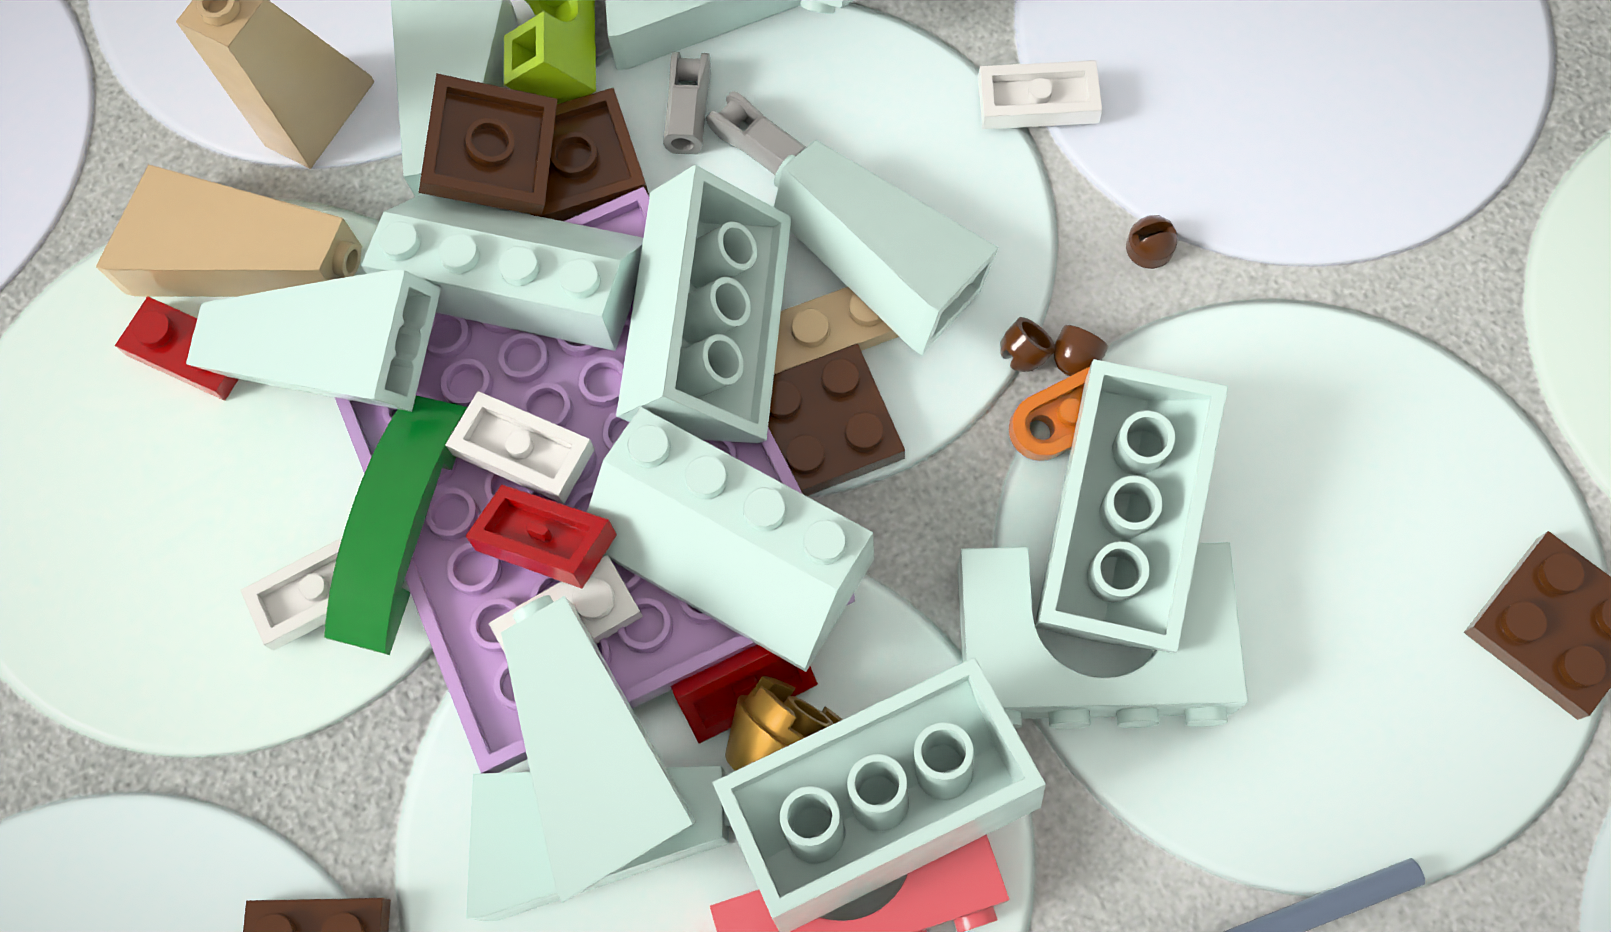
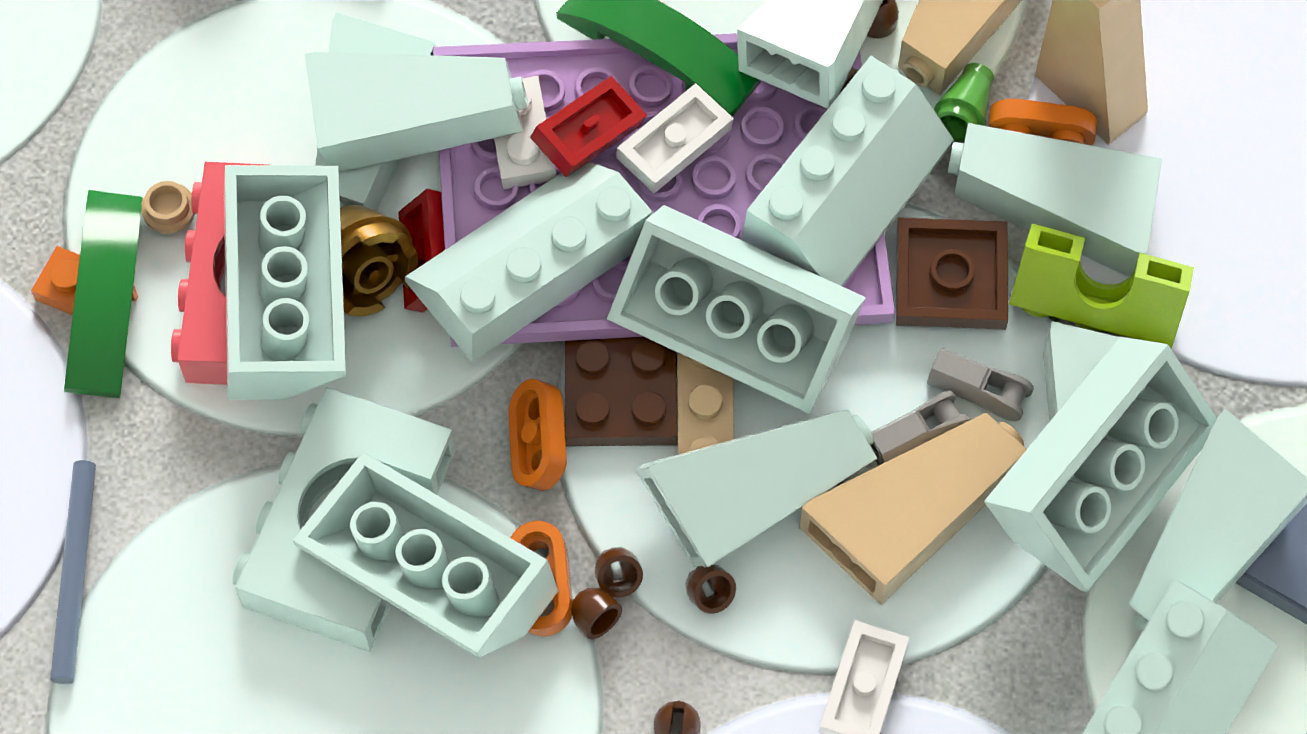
camera: 105 degrees right, 5 degrees down
(365, 202) = (966, 100): none -> bright green cone
(379, 142) = (1044, 120): none -> orange plate
(488, 145) = (965, 188): reddish brown plate -> none
(839, 98) = (912, 505): none -> tan slope
(914, 478) = (537, 435): none -> orange plate
(1010, 258) = (719, 581): none -> reddish brown hinge

